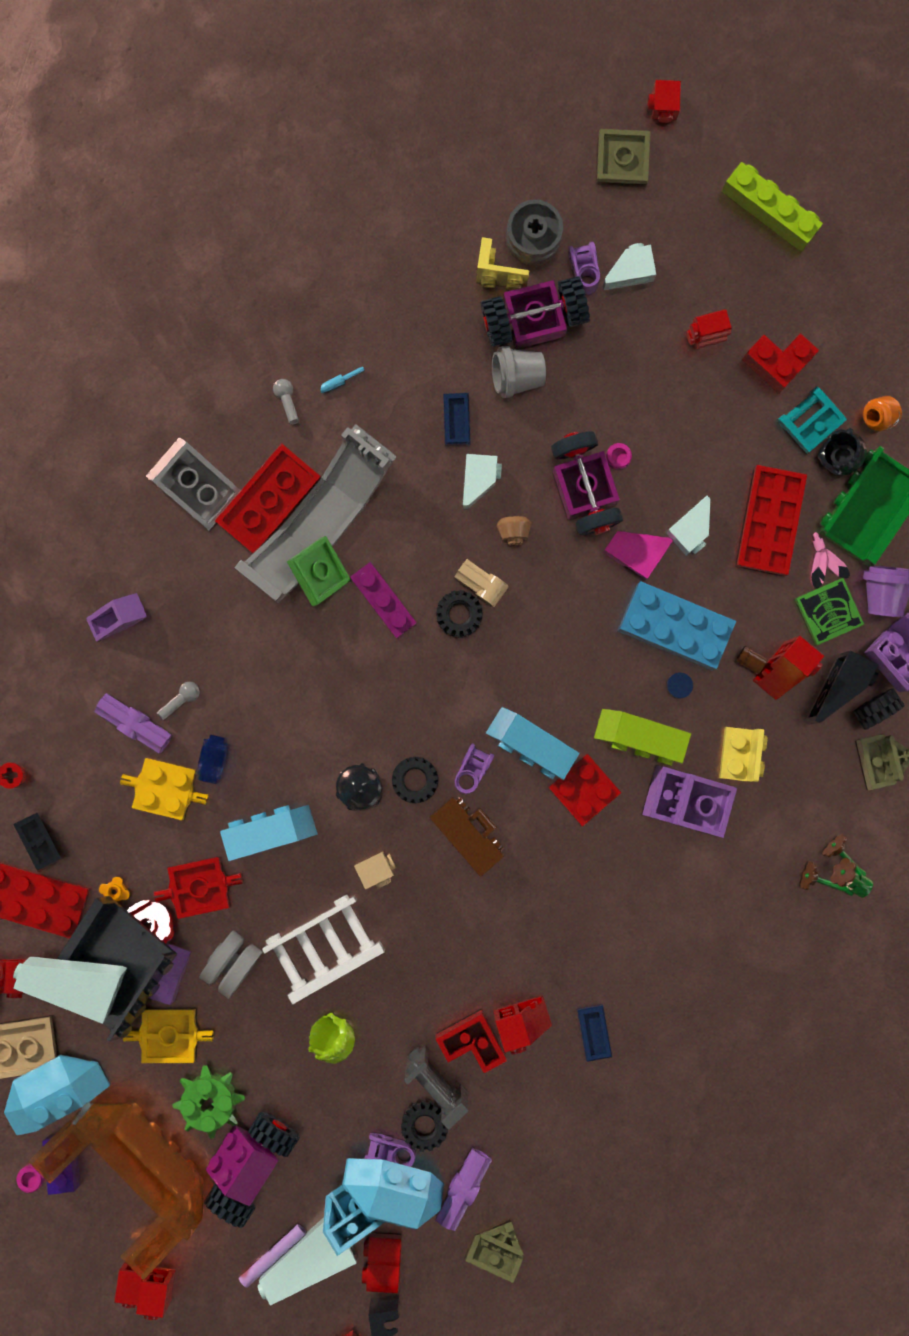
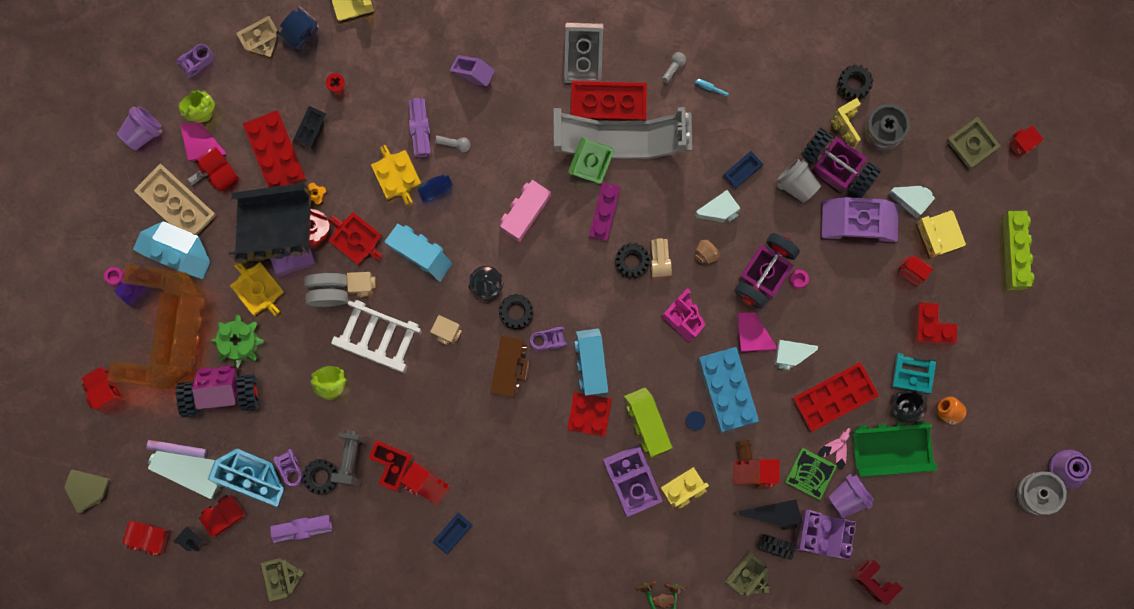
camera: 50 degrees right, 5 degrees down
(72, 985) = (245, 212): light aqua slope -> none
(253, 920) = (360, 283): none -> tan brick
(314, 683) = (524, 210): none -> bright pink brick
(393, 1191) = (269, 486): medium azure wedge -> none
(459, 209) = (861, 73): none -> black tyre
(562, 607) = (684, 317): none -> dark pink slope
(585, 263) = (892, 170): medium lavender piece -> none
(608, 341) = (860, 218): none -> medium lavender slope
(691, 270) = (941, 233): none -> light yellow bracket

